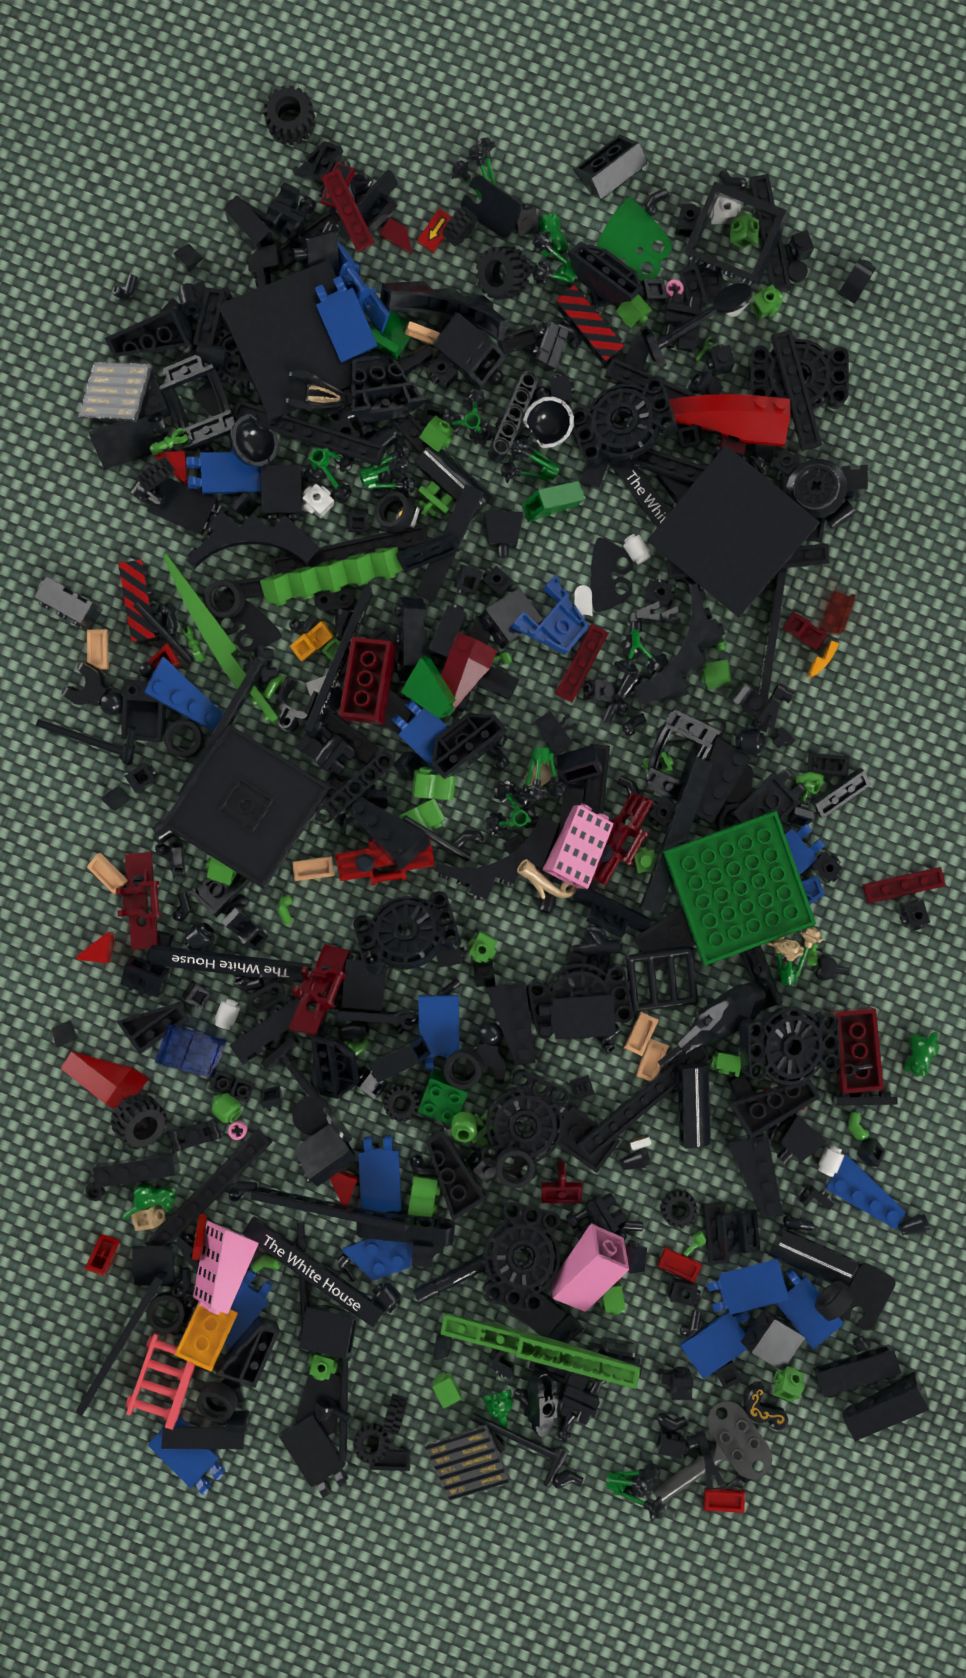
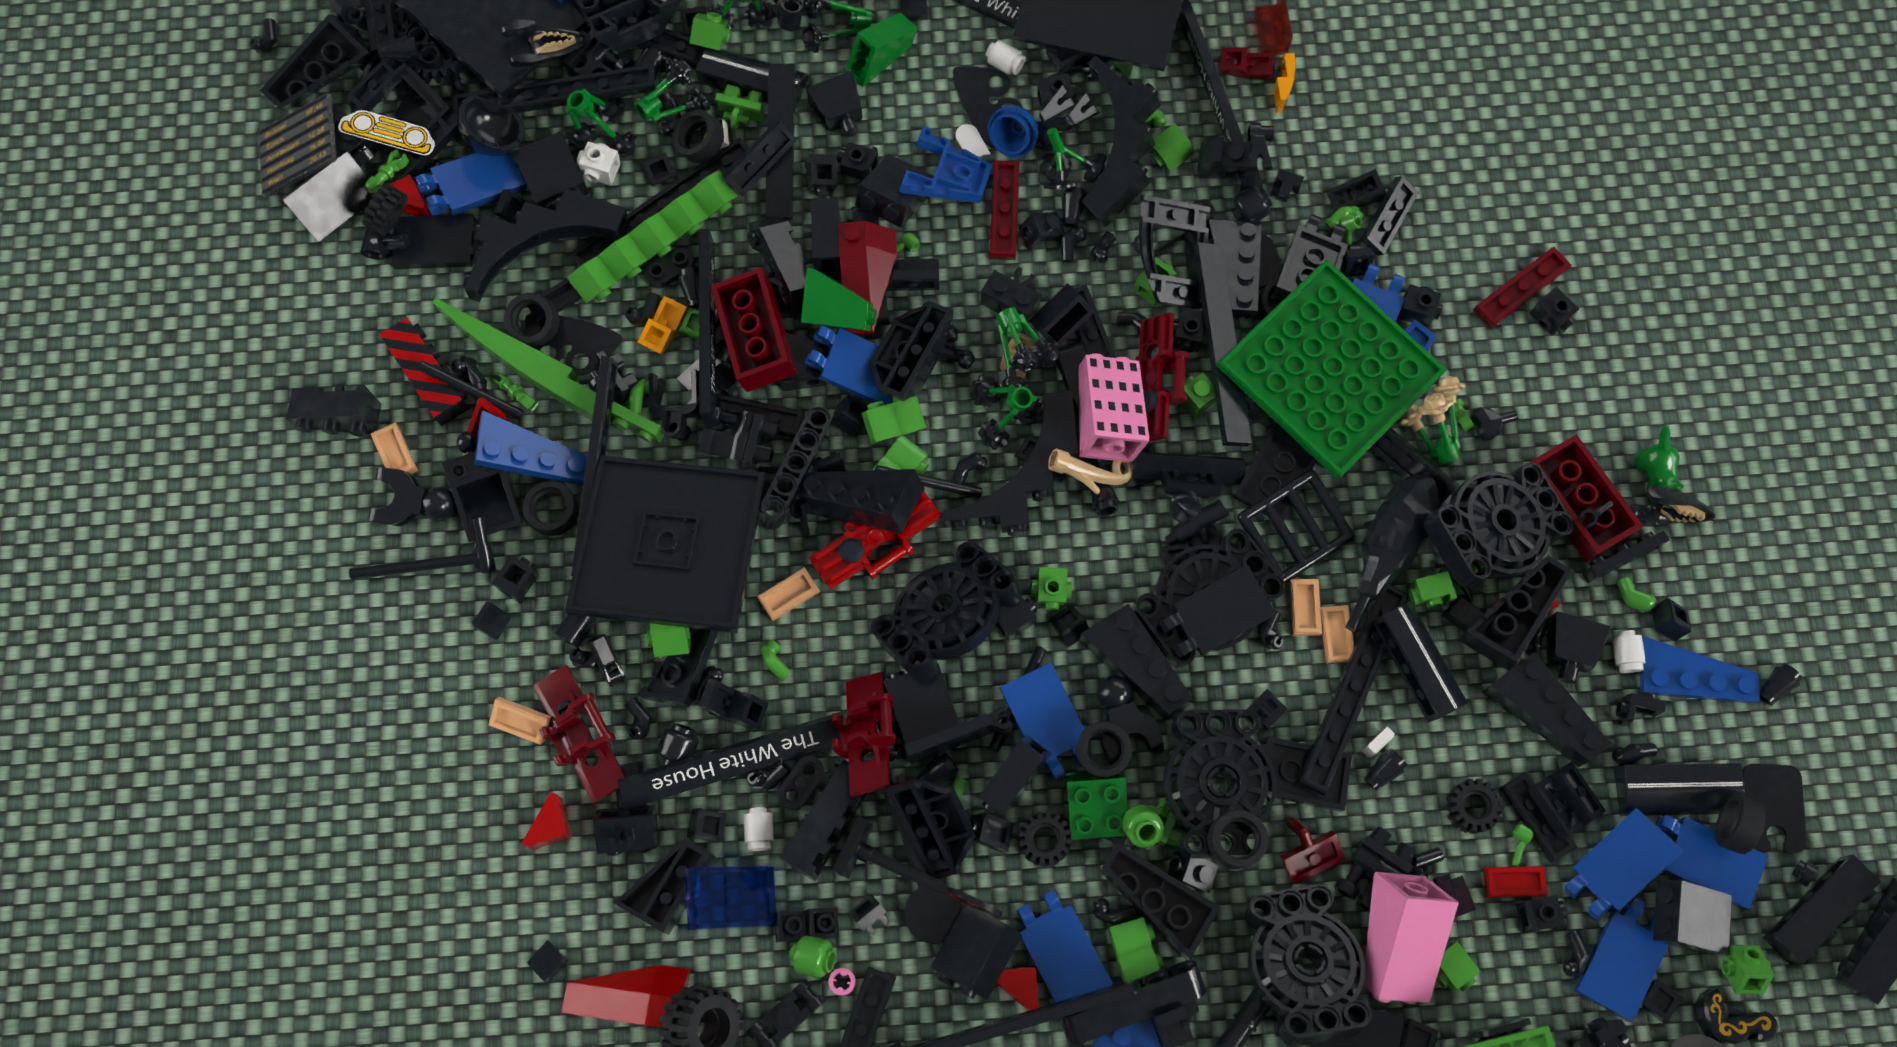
camera: 25 degrees left, 15 degrees down
(181, 412) = (388, 131): none -> sticker
(614, 610) = (1008, 135): none -> blue piece
(910, 1080) = (1671, 506): none -> black animal

